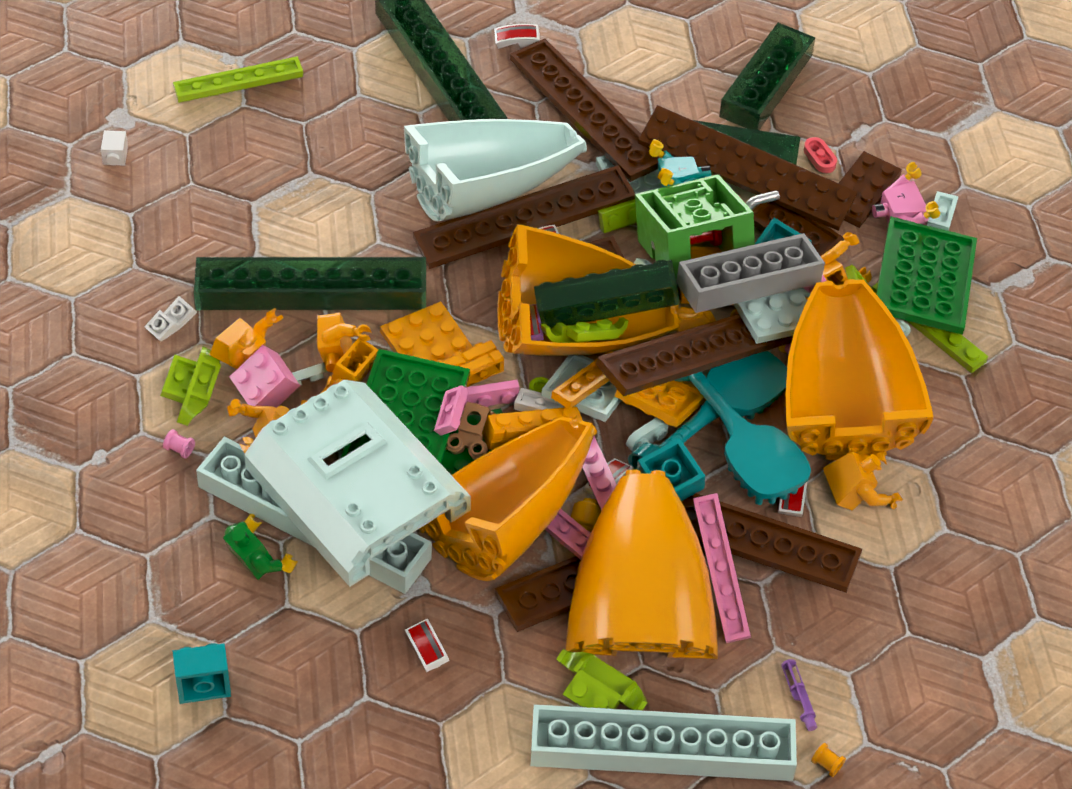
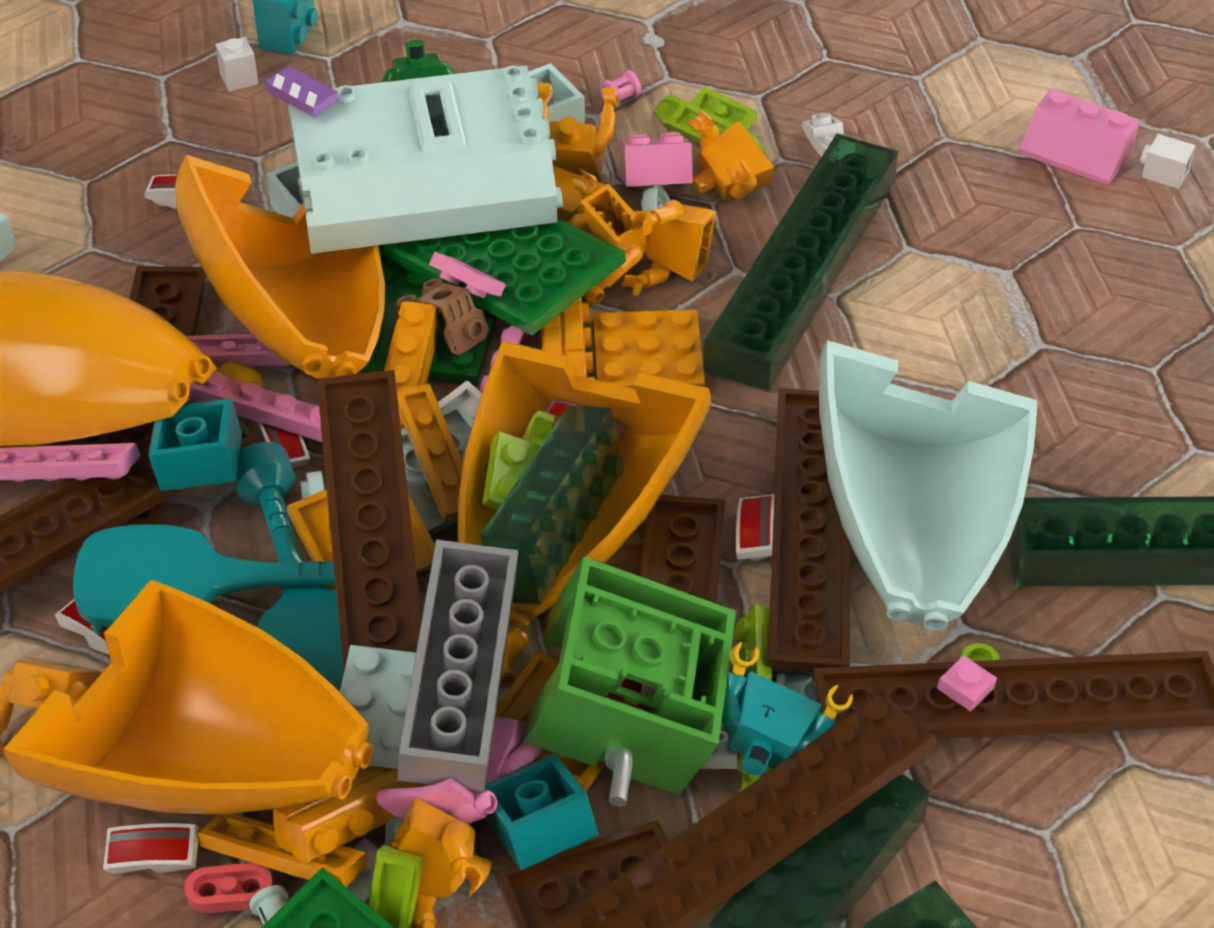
camera: 120 degrees right, 5 degrees down
(111, 193) = (1080, 136): none -> bright pink slope
(273, 682) = (237, 63): none -> white brick
(373, 525) = (301, 91): none -> medium lavender tile
(600, 120) = (967, 683): none -> bright pink plate

